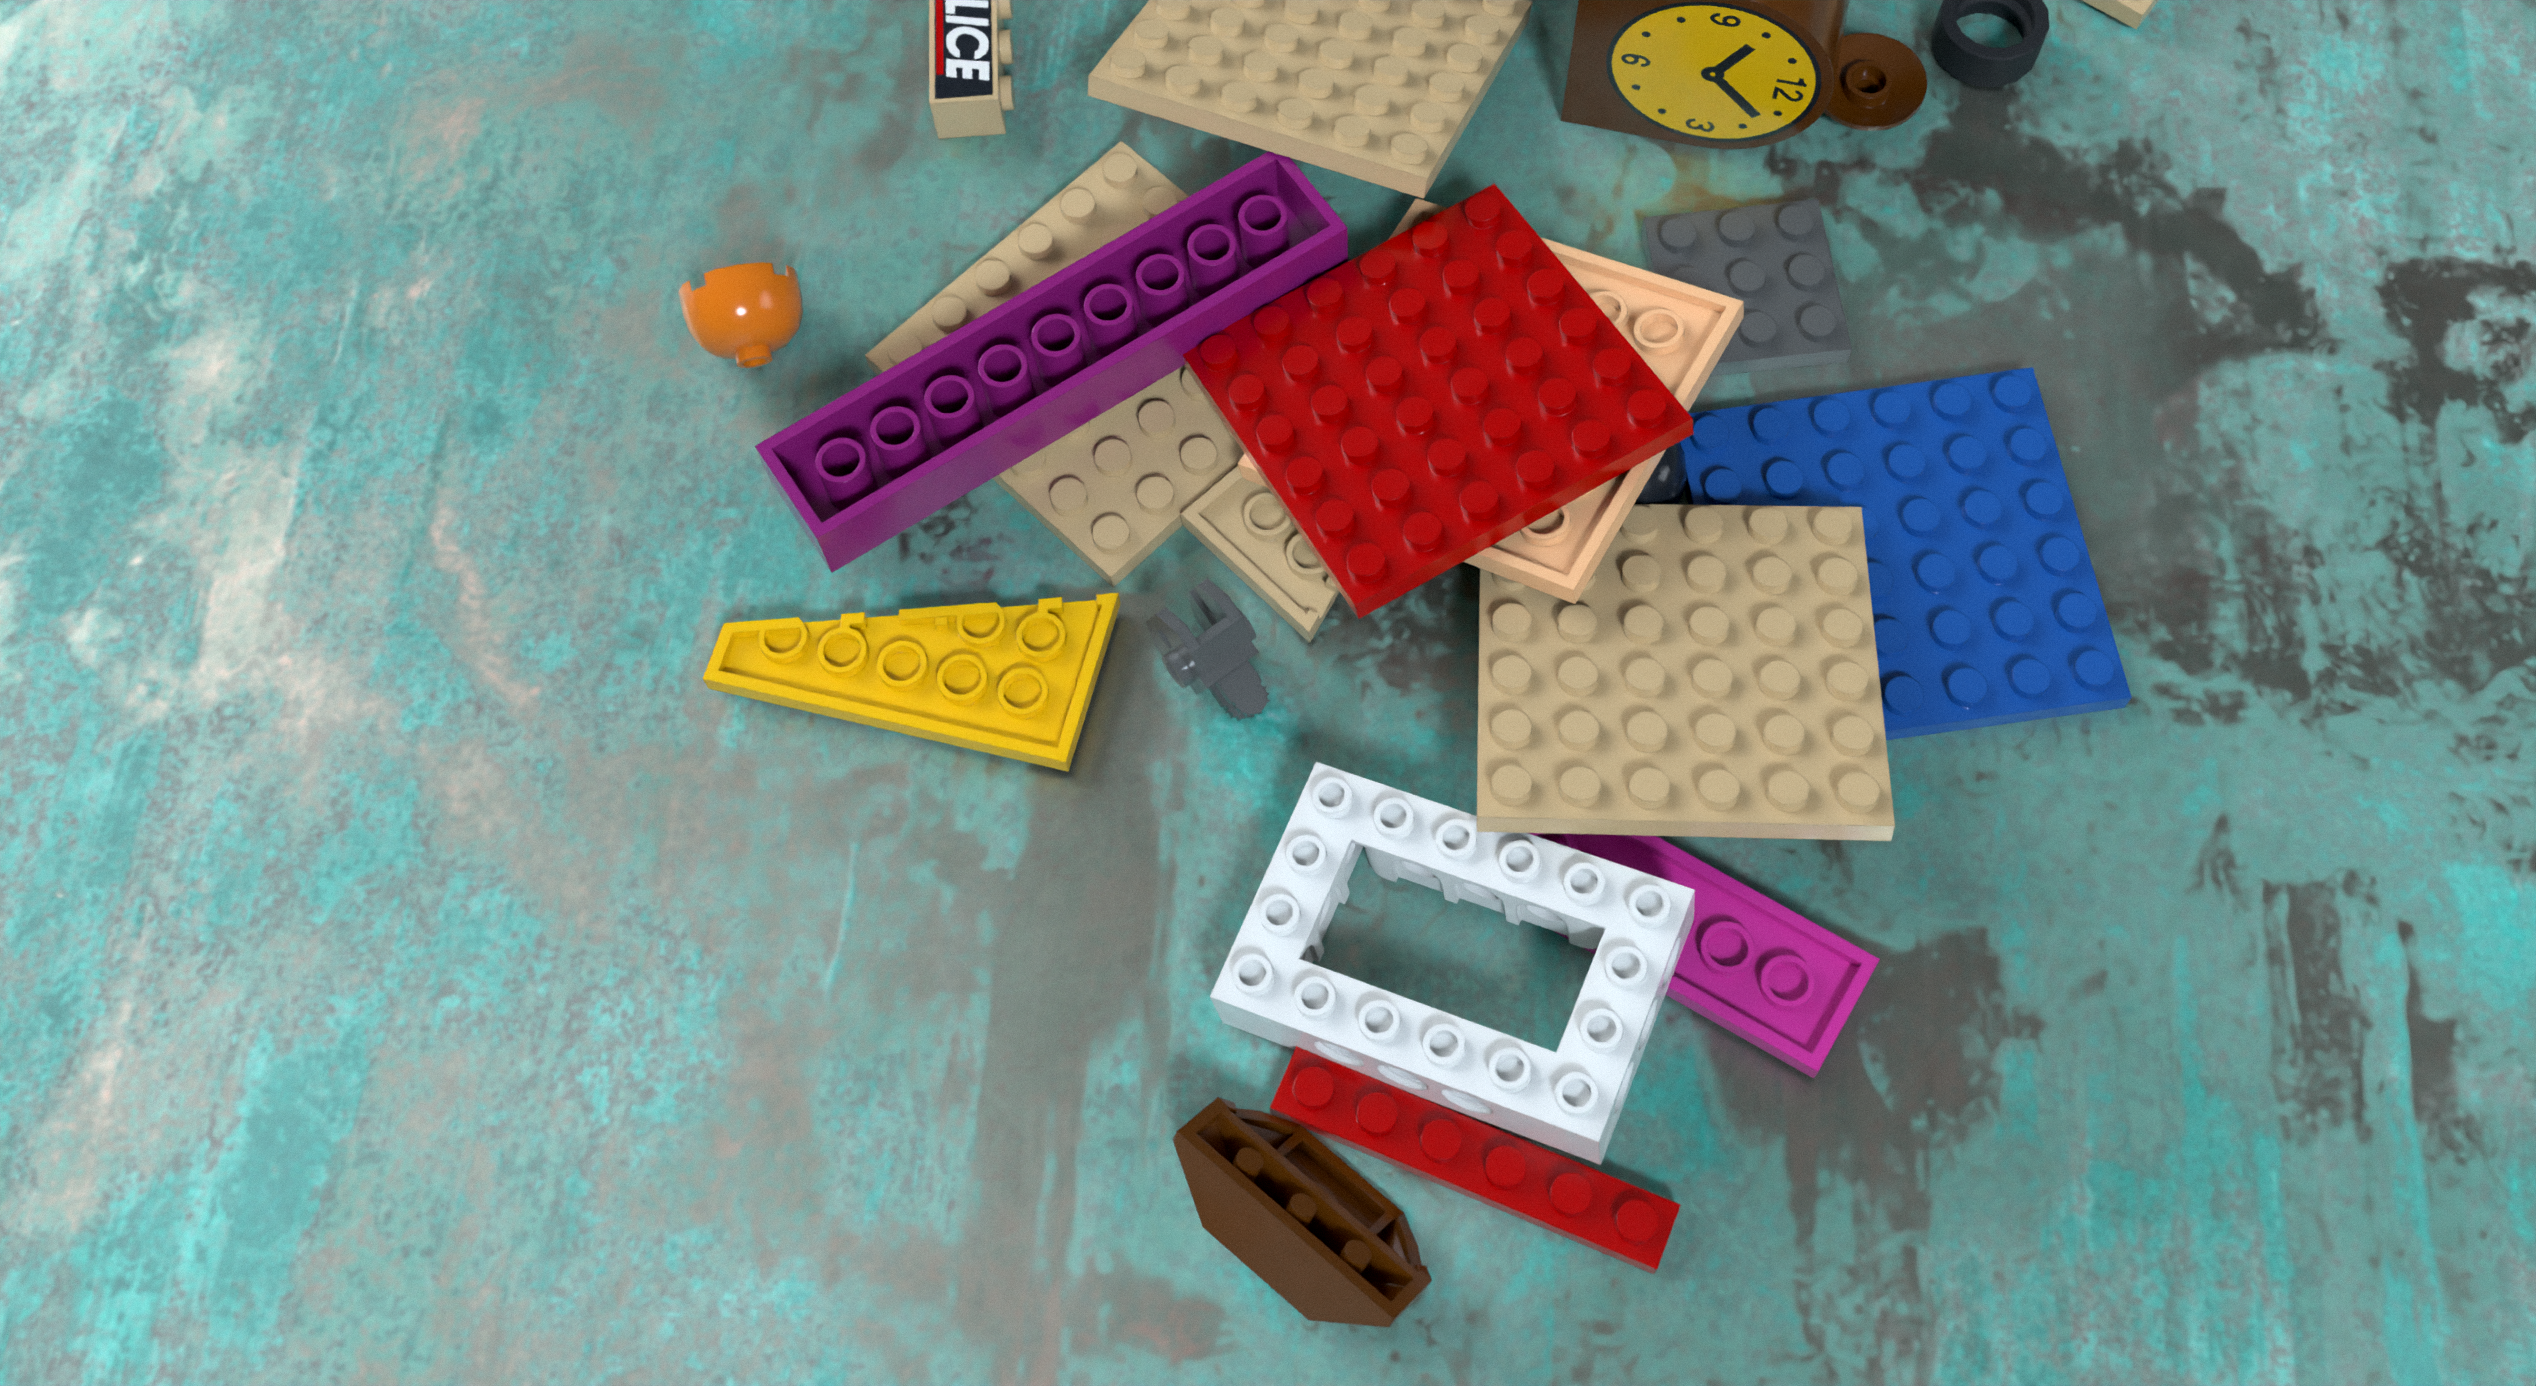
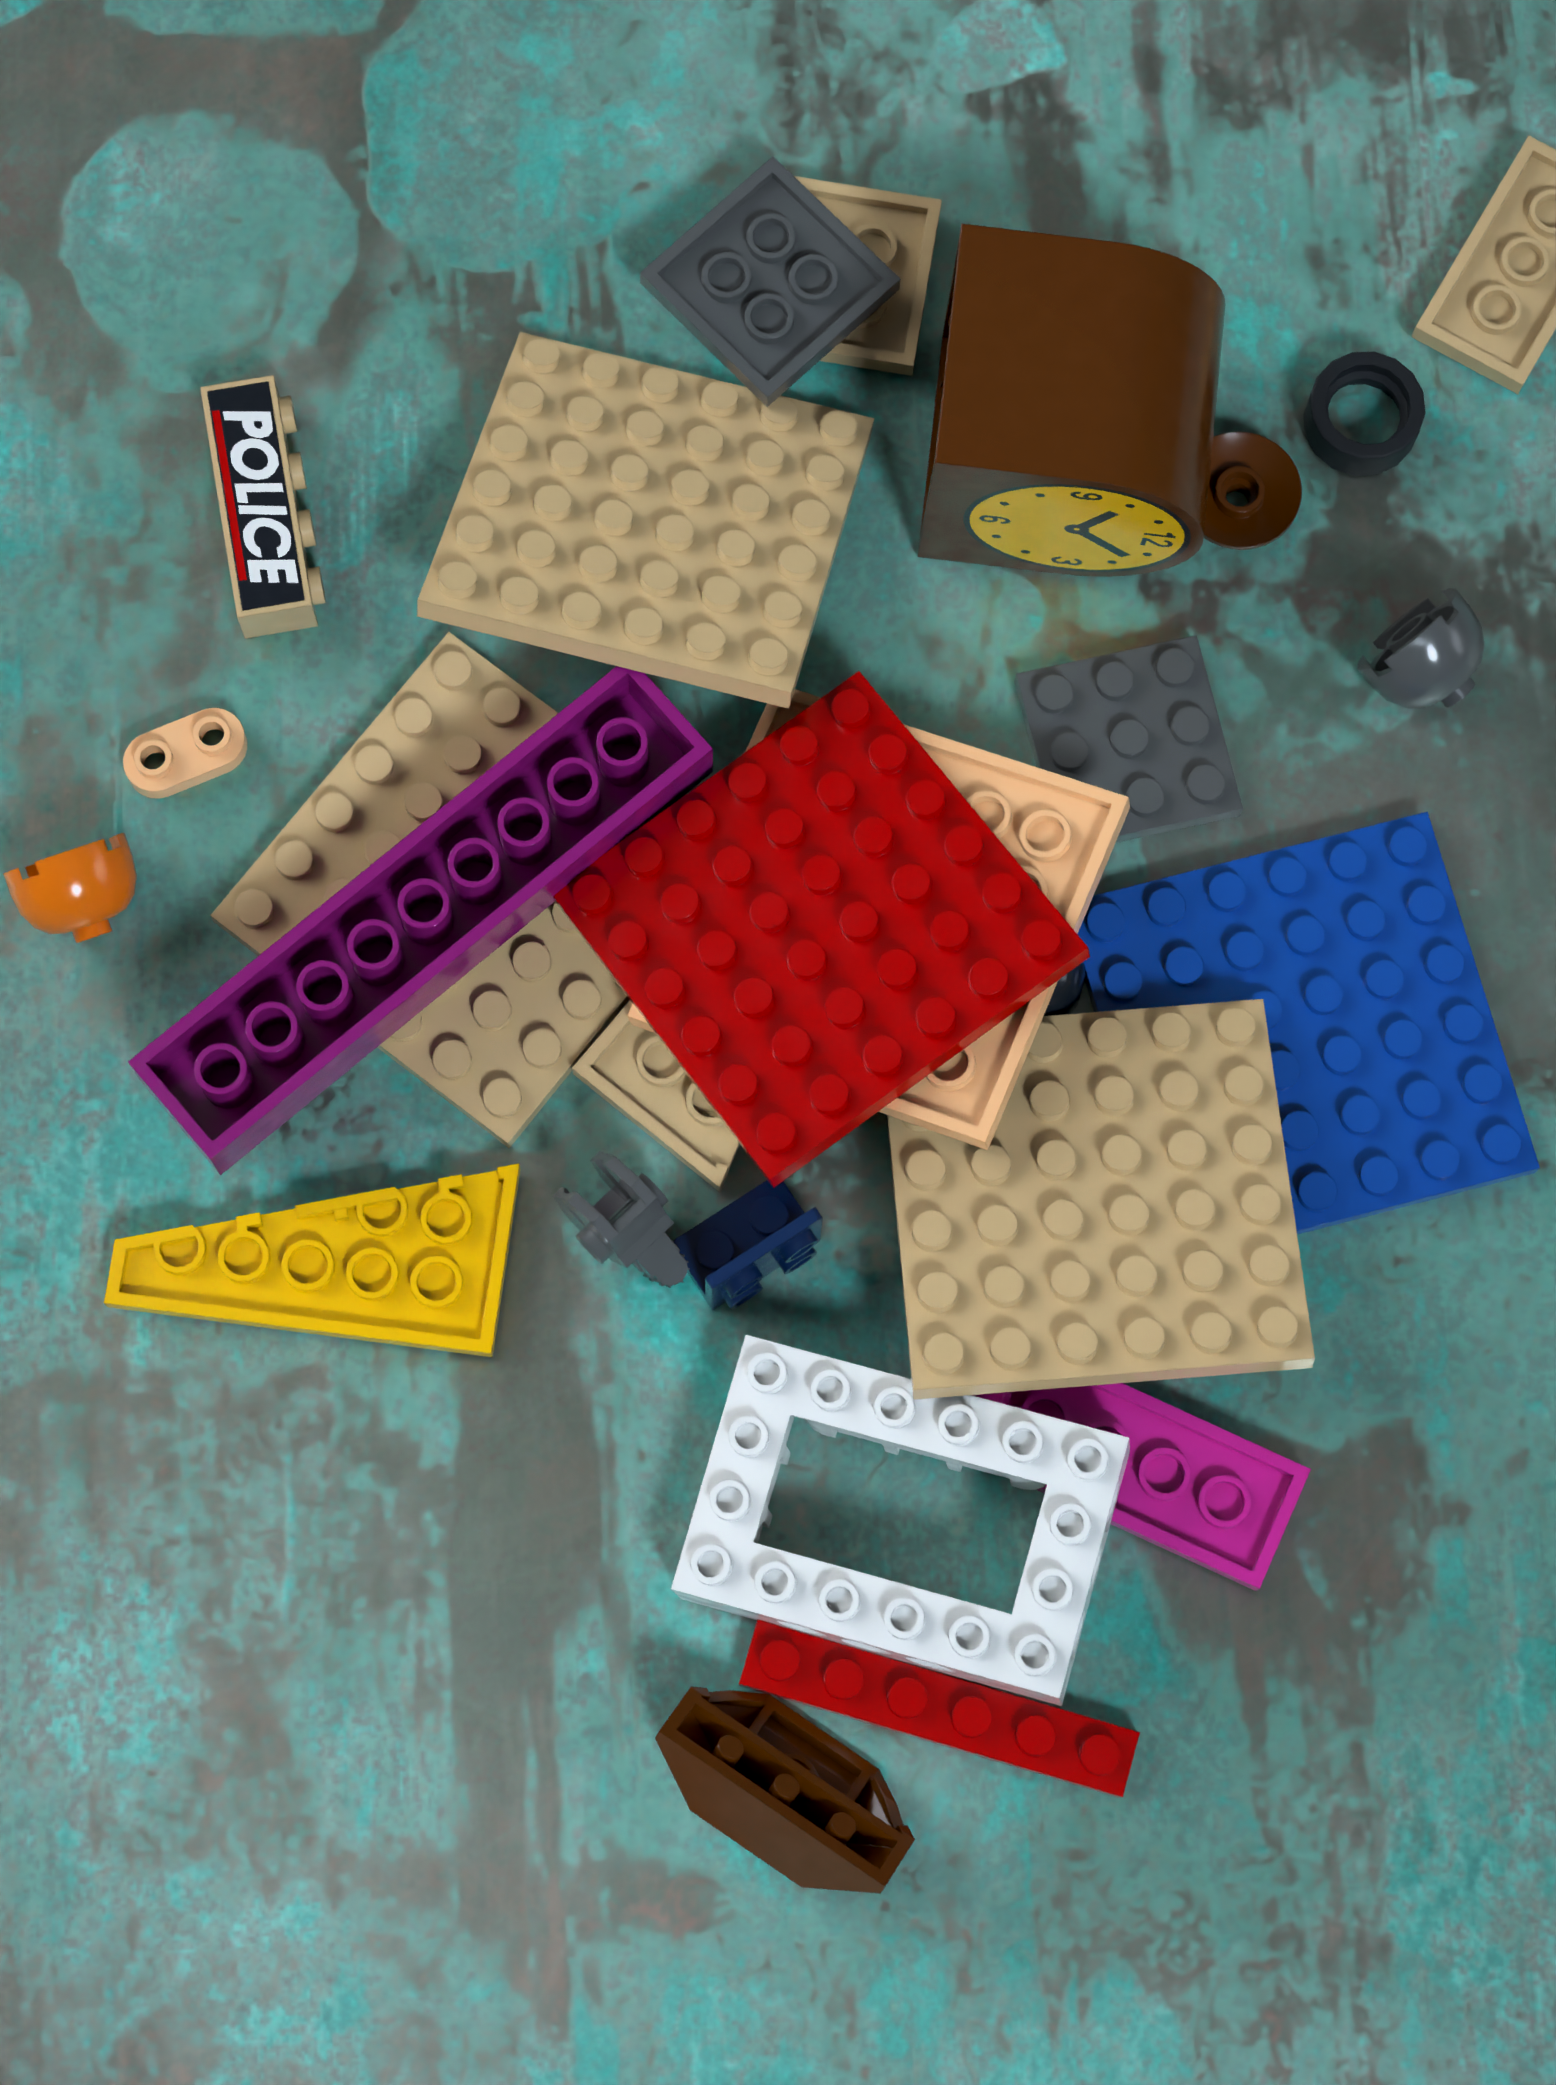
camera: 15 degrees left, 10 degrees up
(867, 223) = (186, 756): none -> light nougat plate
(1334, 690) = (748, 1242): none -> dark blue bracket
(2042, 229) = (1427, 655): none -> dark grey cylinder

